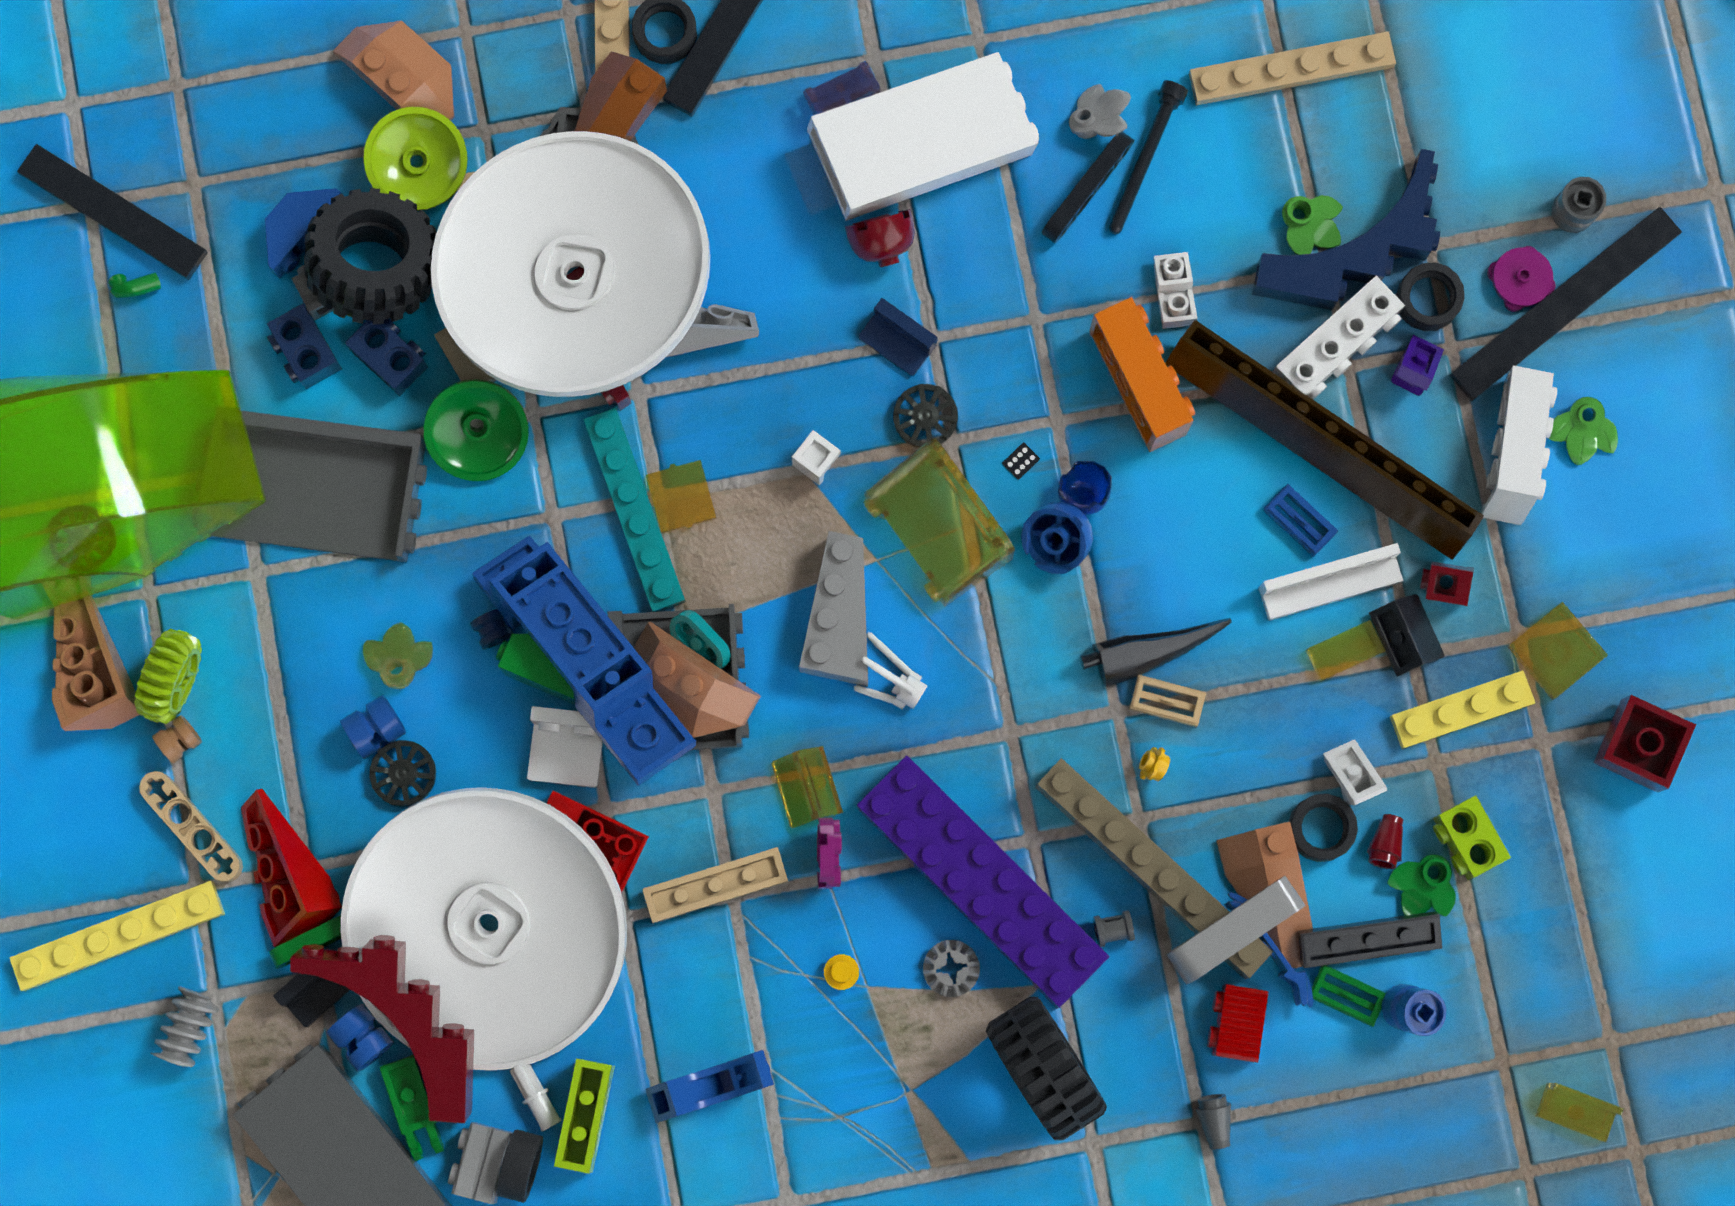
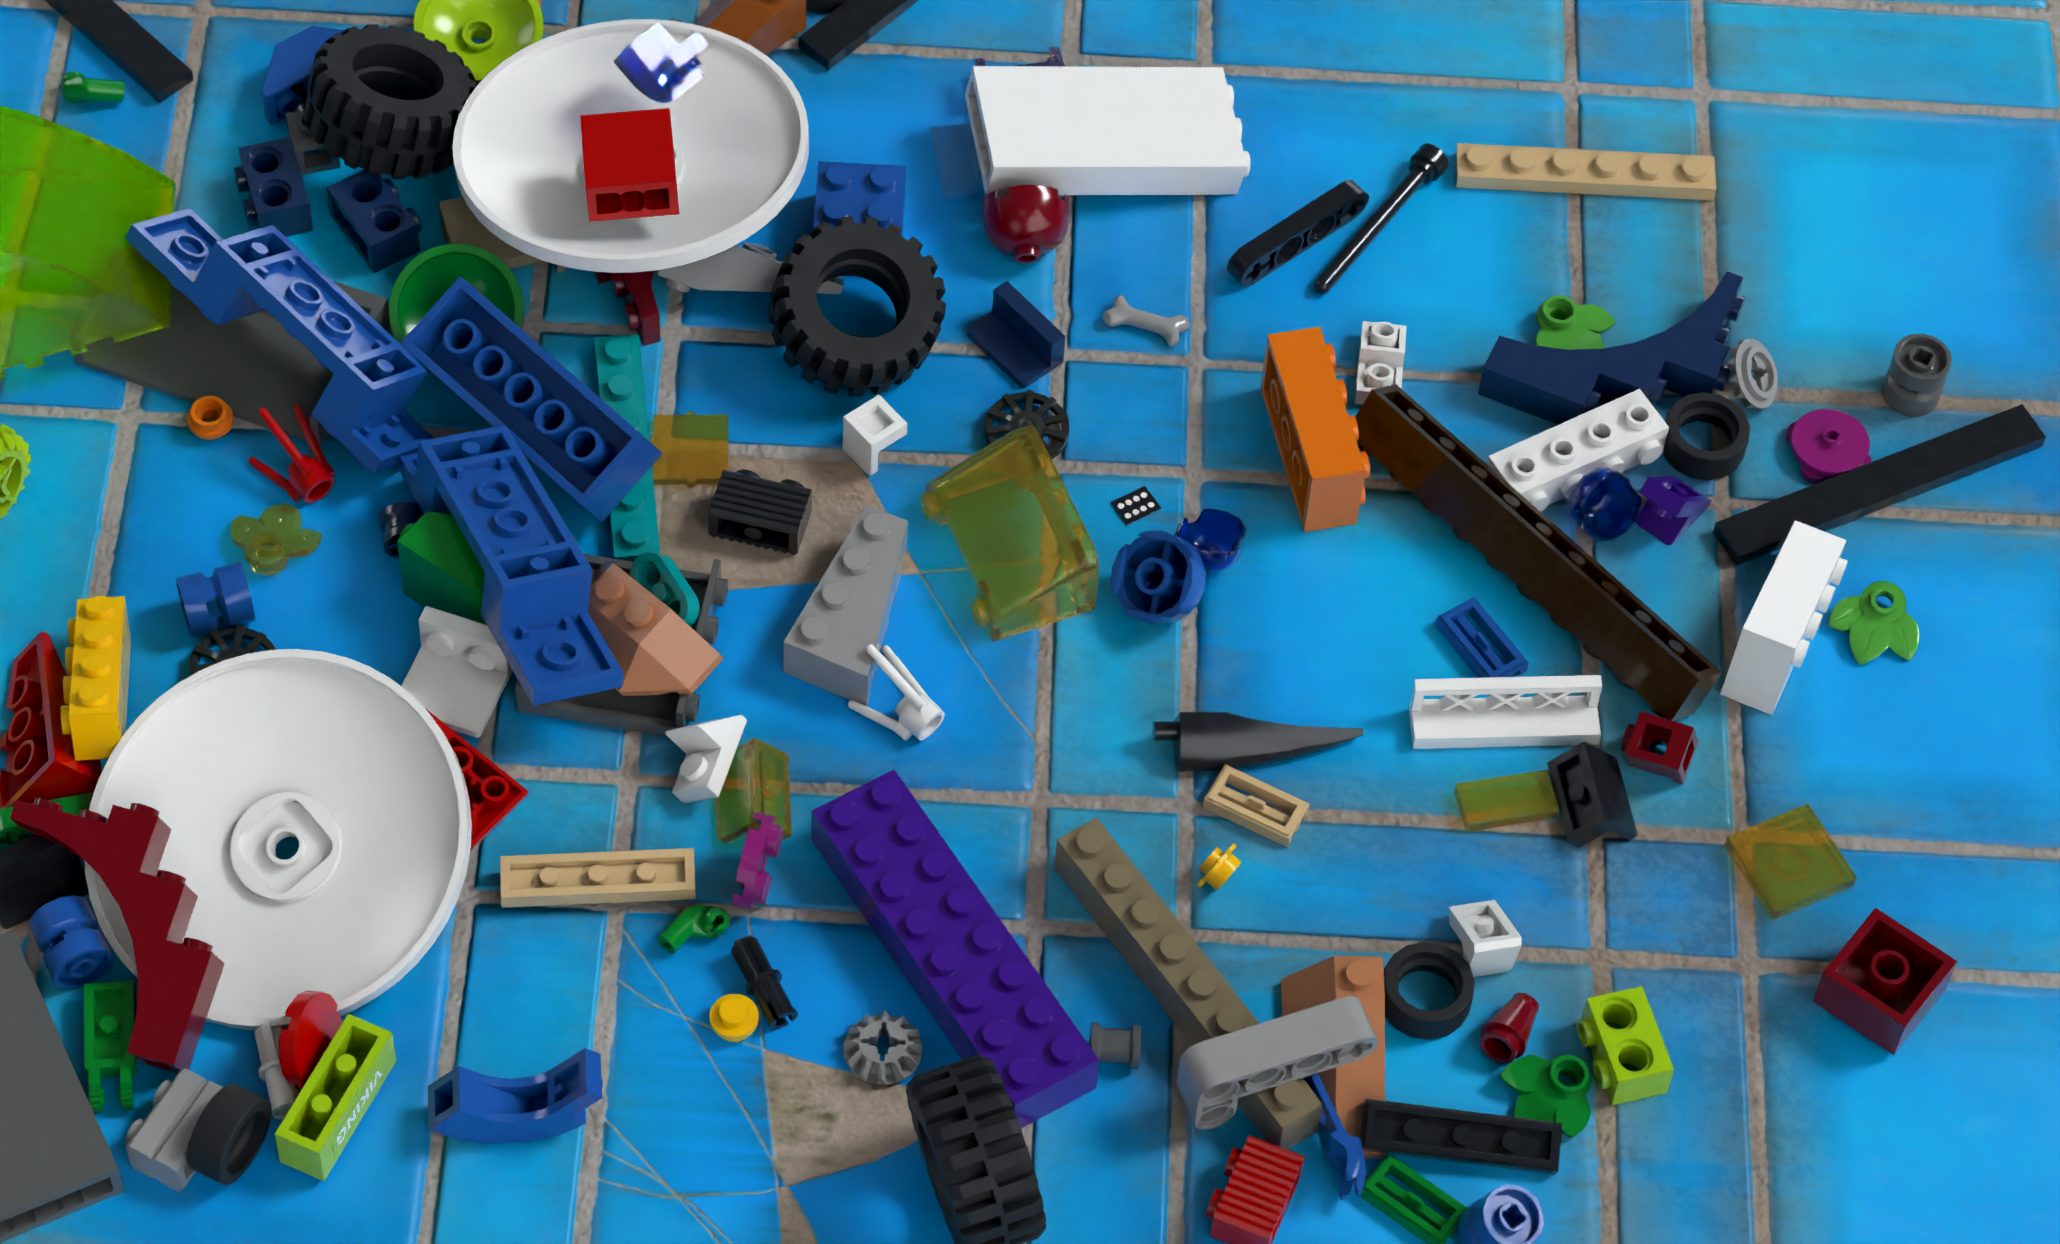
camera: 10 degrees right, 25 degrees down
(311, 556) = (207, 408): none -> orange plate
(313, 825) = (99, 676): none -> yellow brick
(365, 476) = (266, 271): none -> blue bracket
(407, 599) = (309, 477): none -> red plant
(555, 1072) = (308, 1035): none -> red tile
(556, 504) = (538, 399): none -> blue brick
(575, 191) = (660, 65): none -> clear blue brick
(579, 299) = (629, 164): none -> red brick
(748, 543) = (760, 511): none -> black brick
(753, 257) = (860, 192): none -> blue brick
(767, 762) = (708, 756): none -> white slope
(794, 901) = (694, 923): none -> green arm
(822, 364) = (873, 255): none -> black tyre
(854, 939) = (763, 982): none -> black axle
(974, 292) = (1125, 314): none -> light grey piece
(1099, 112) = (1331, 162): light grey plate -> none
(1368, 381) = (1604, 504): none -> clear blue hair
(1456, 234) = (1750, 357): none -> light grey gear
(1462, 709) = (1648, 901): light yellow plate -> none

